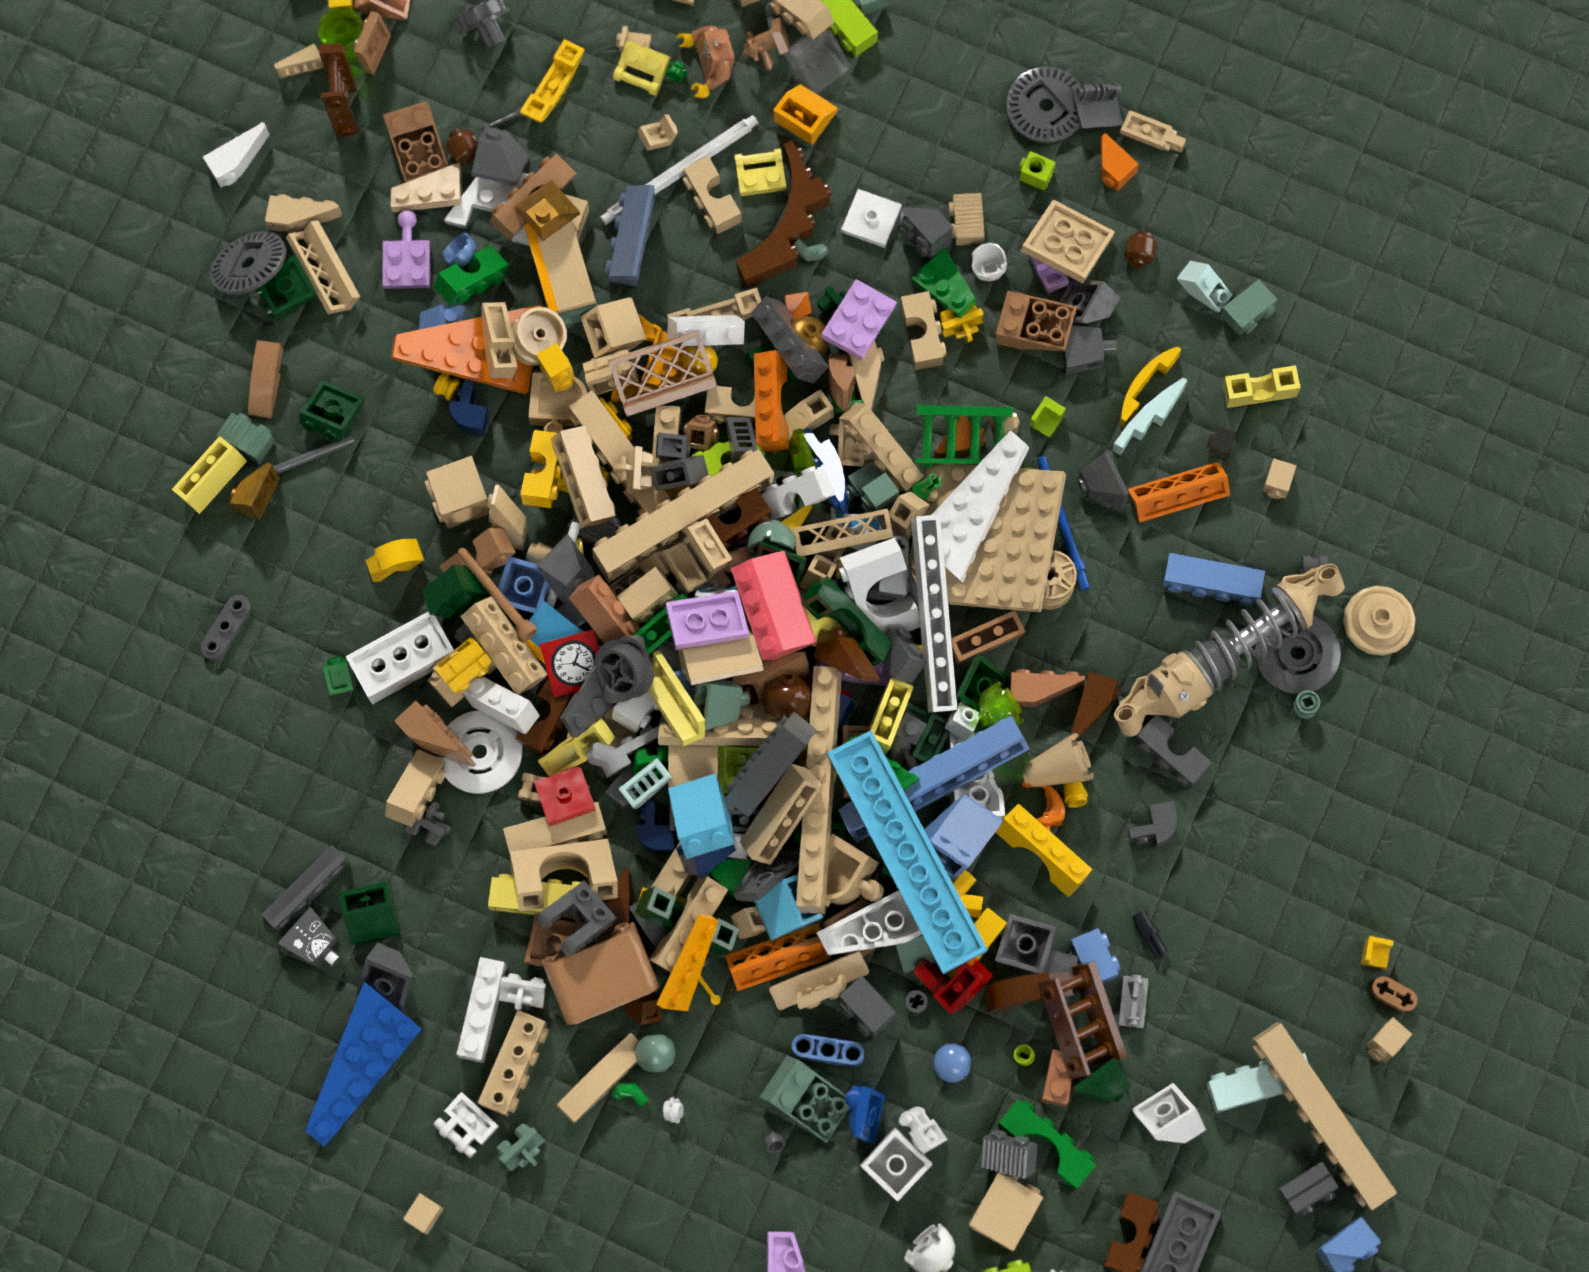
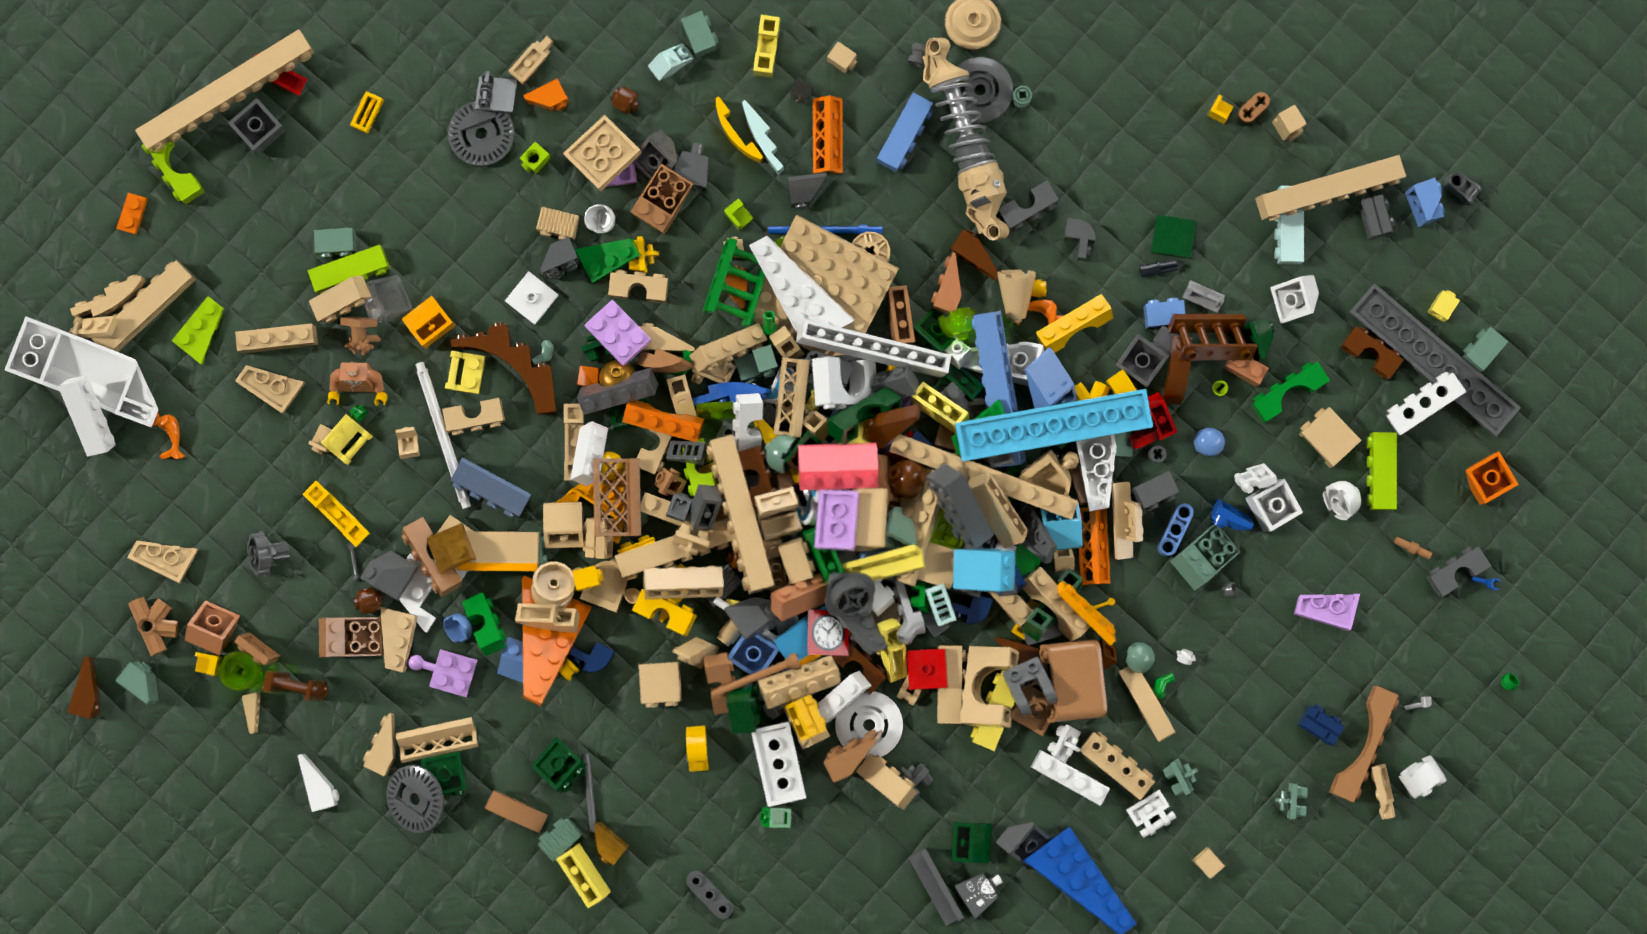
camera: 80 degrees left, 10 degrees up
(845, 804) = (1000, 460): none -> dark grey bracket
(1008, 1154) = (1292, 421): dark grey brick -> none
(1196, 942) = (1173, 236): none -> dark green slope

